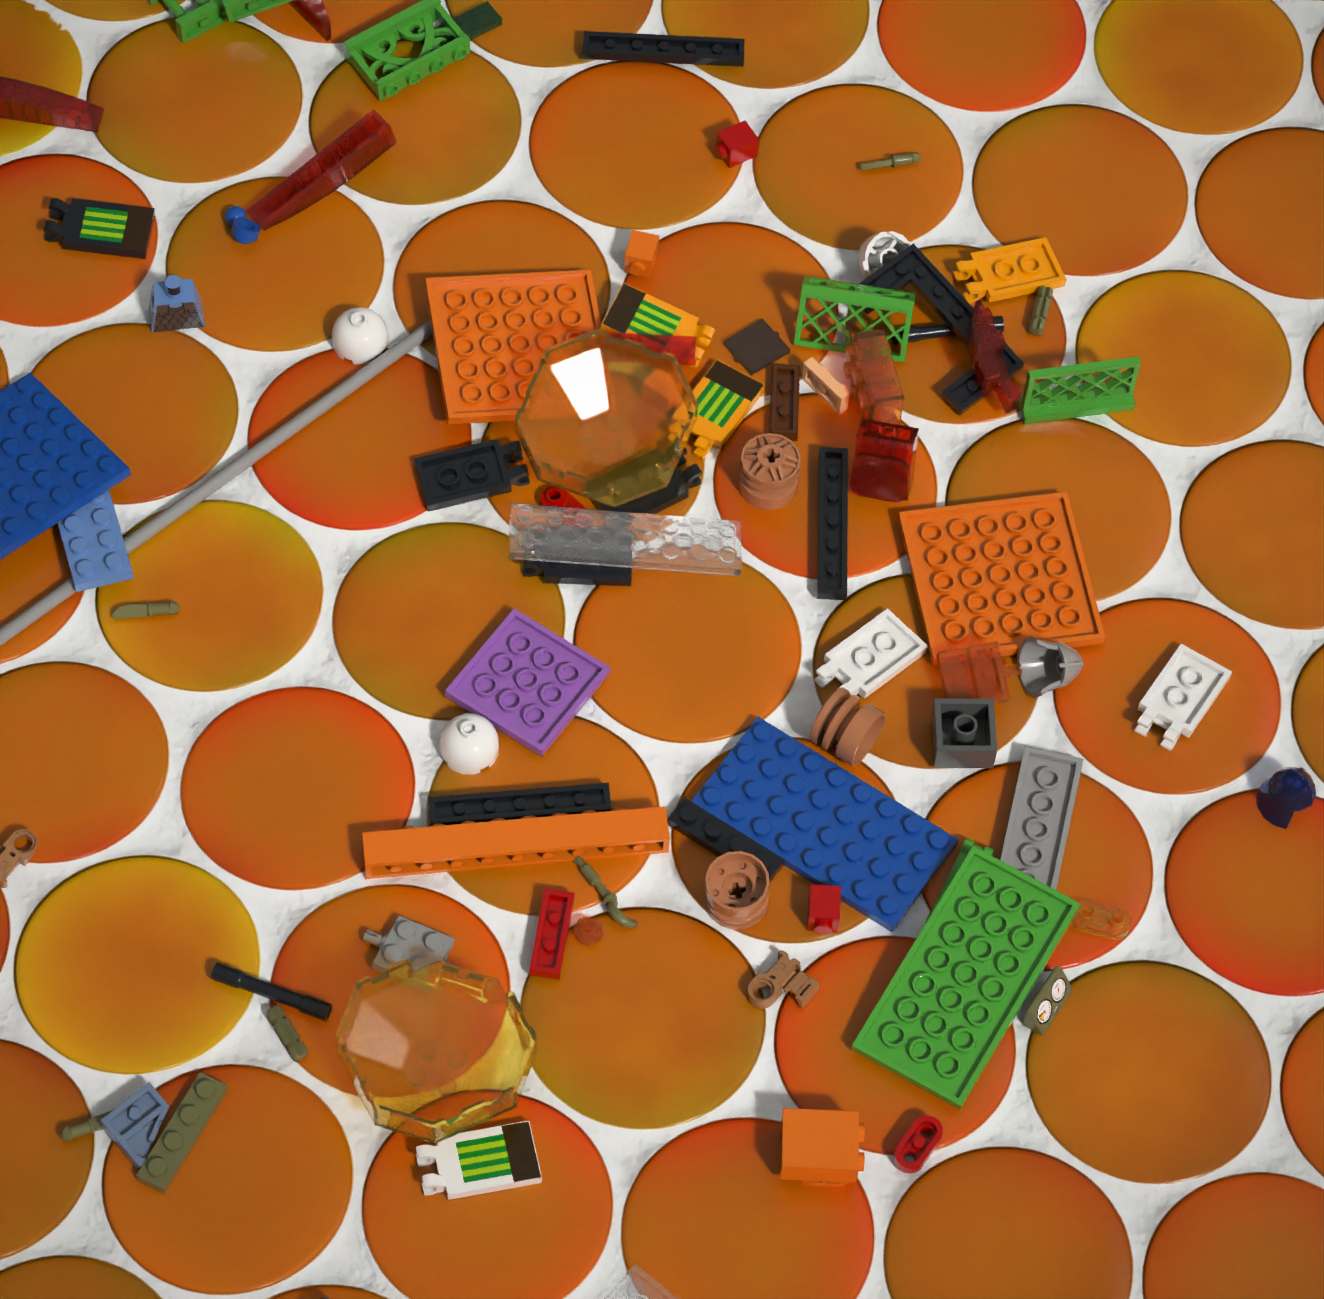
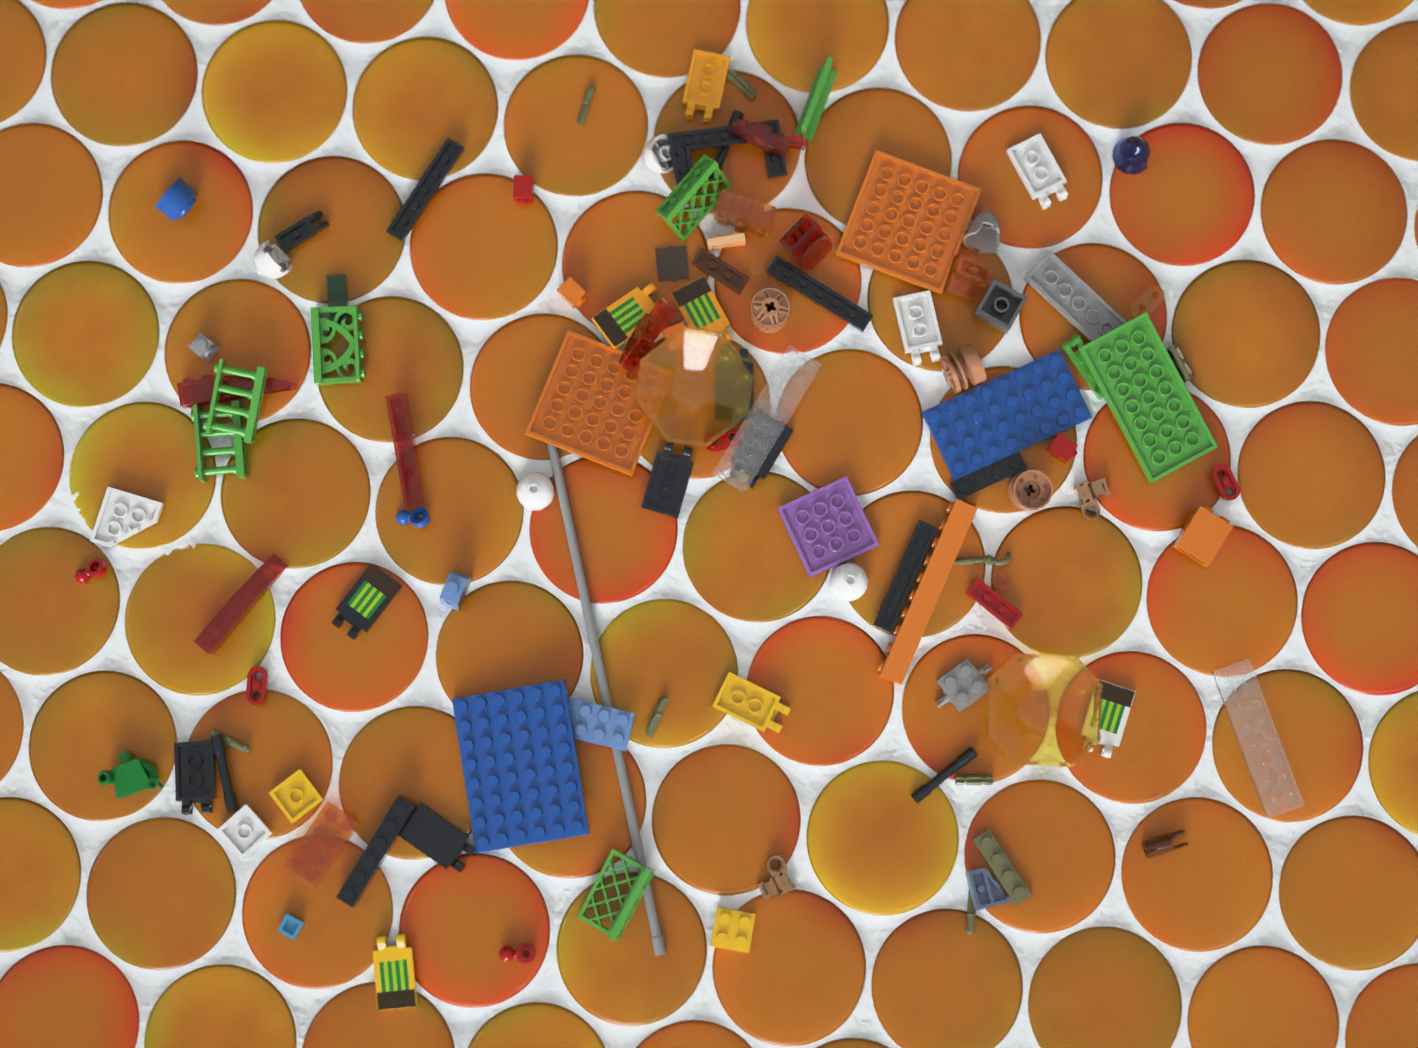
camera: 55 degrees left, 25 degrees up
(228, 708) = (749, 703): none -> yellow tile

